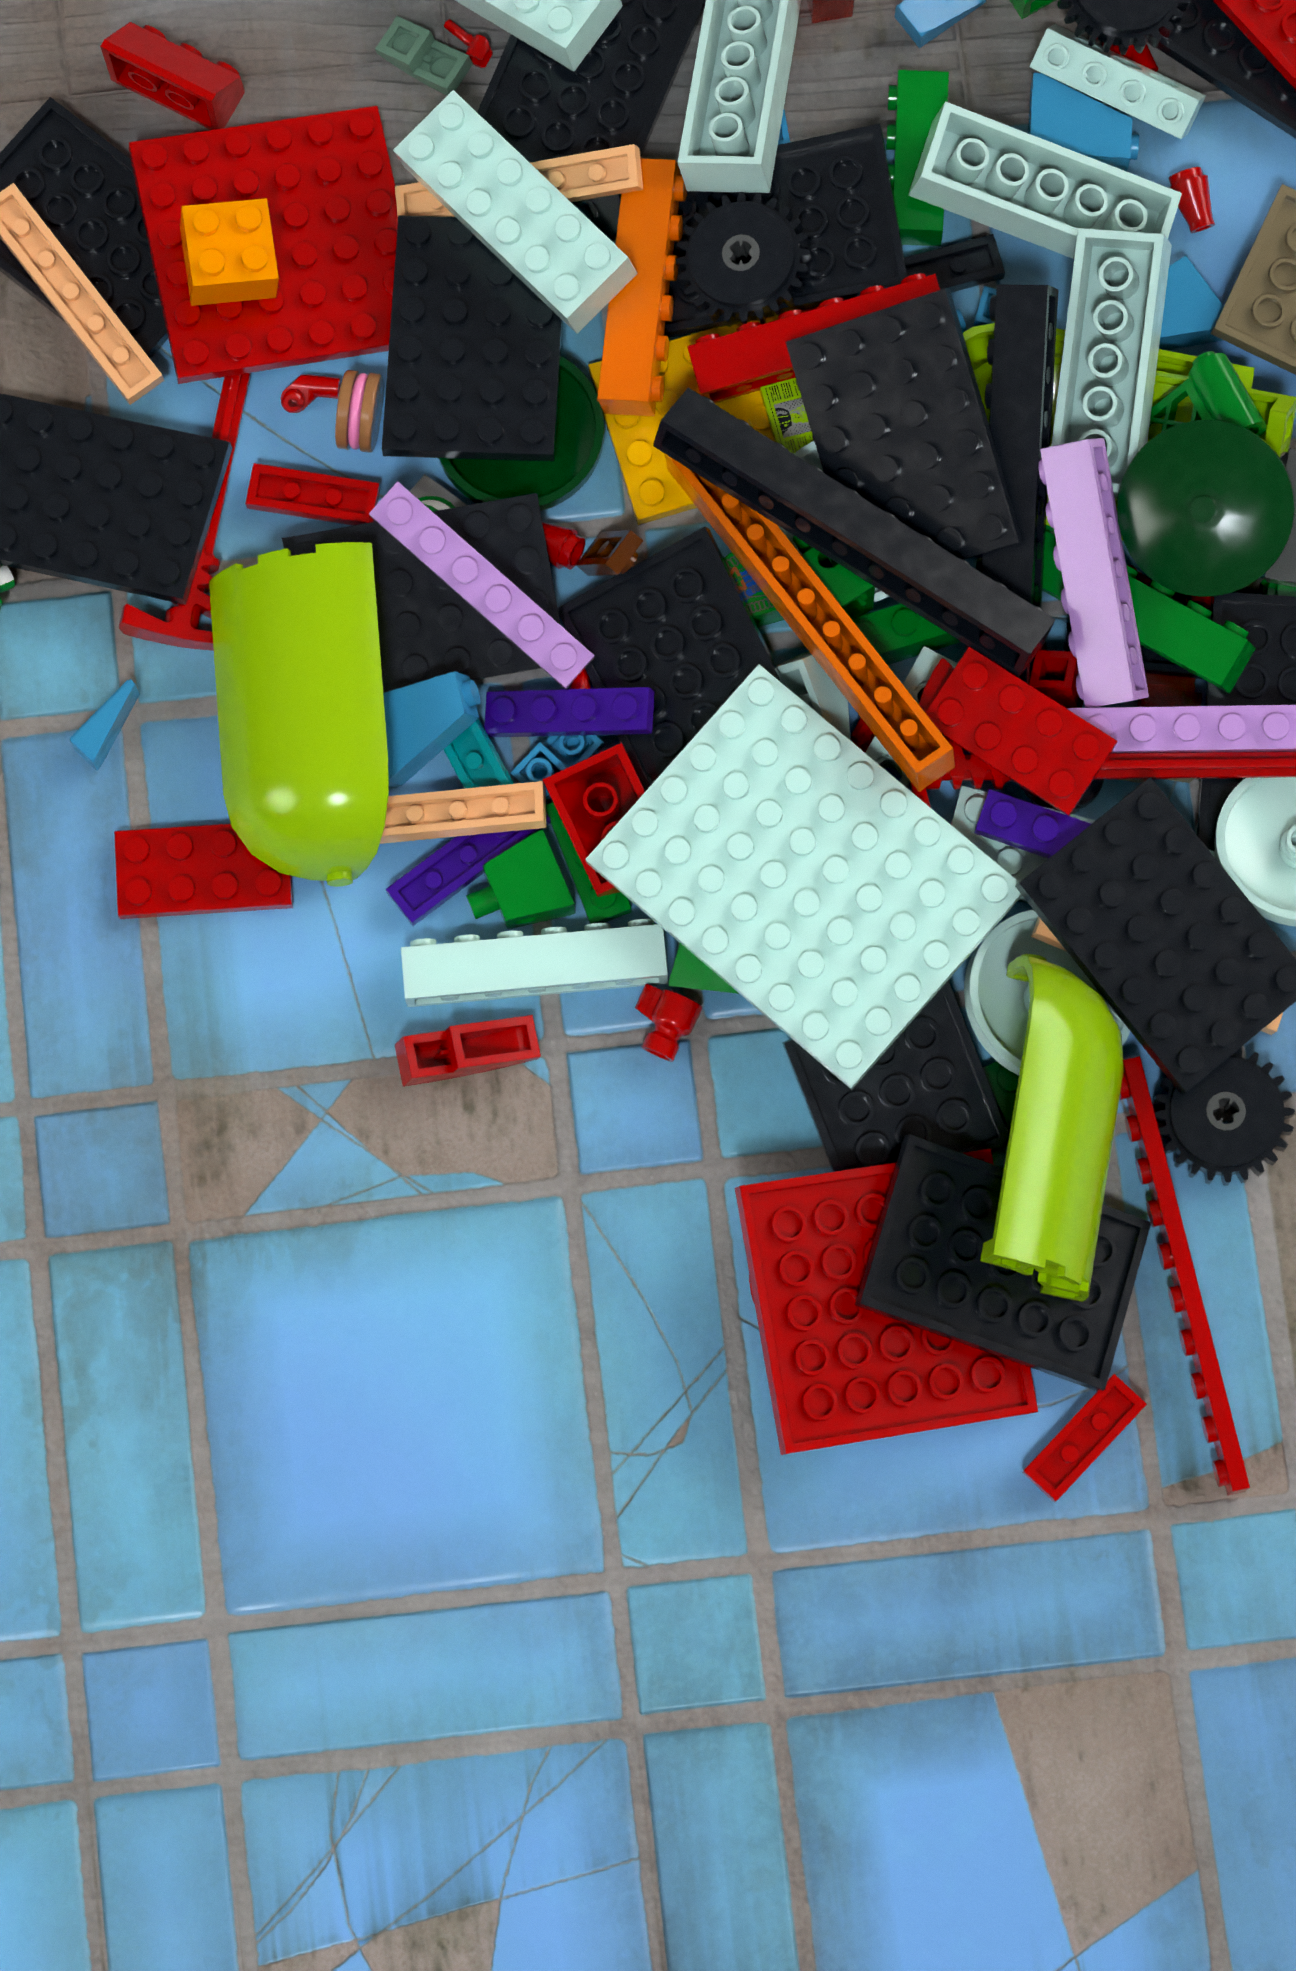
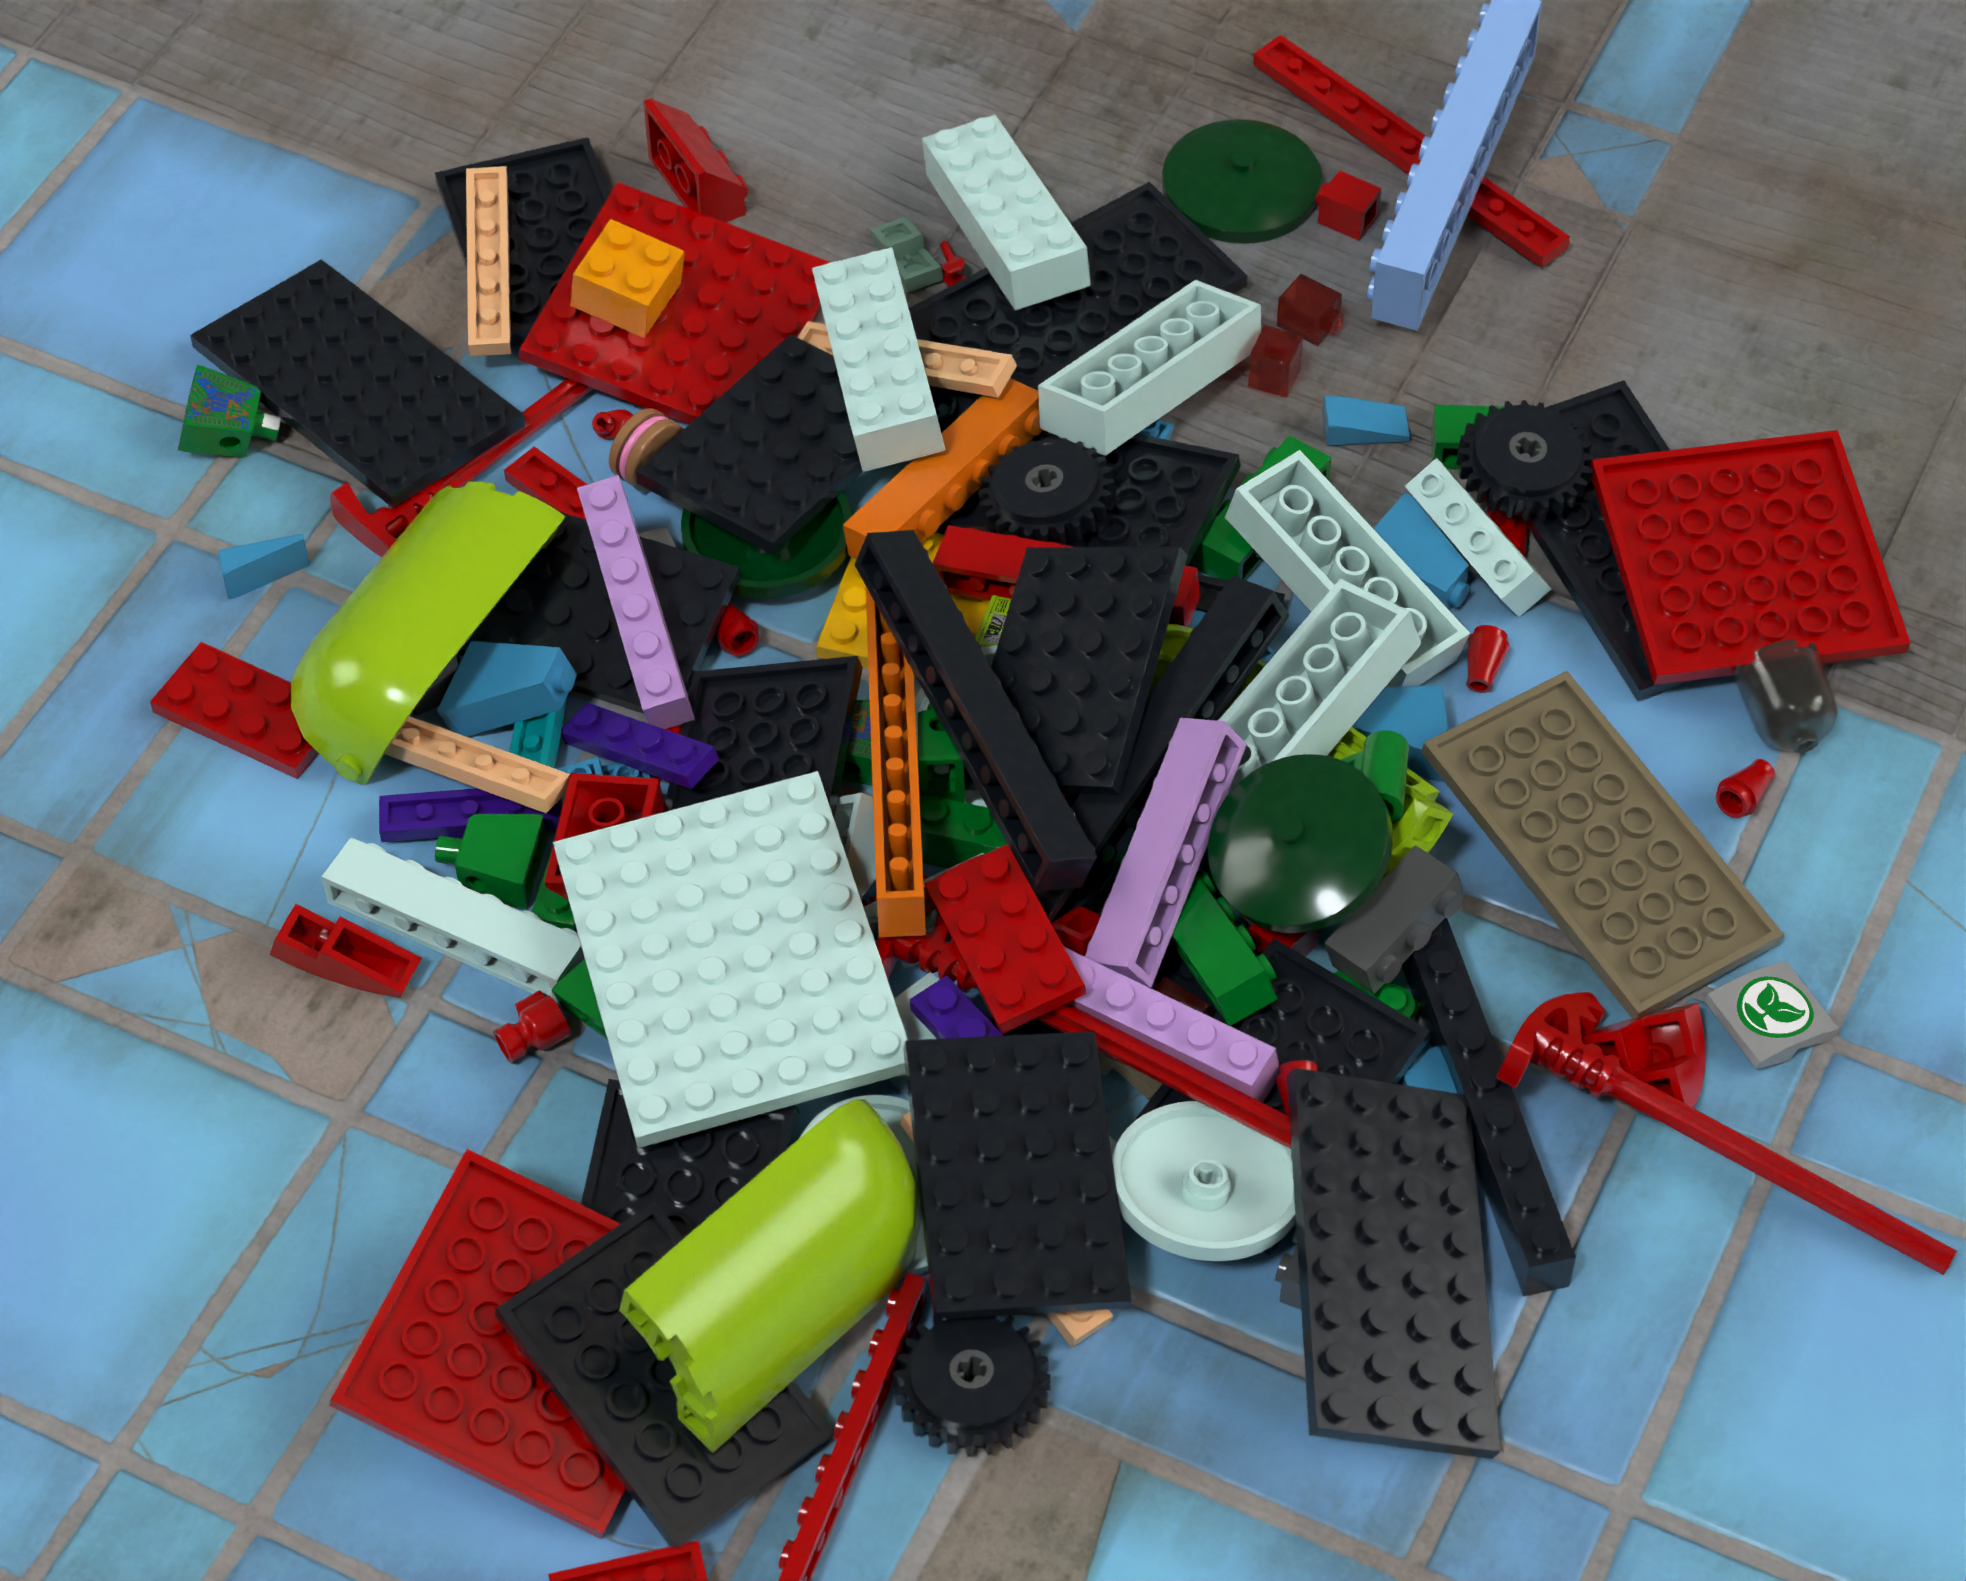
camera: 30 degrees right, 25 degrees down
(610, 553) = (768, 646): reddish brown plate -> none

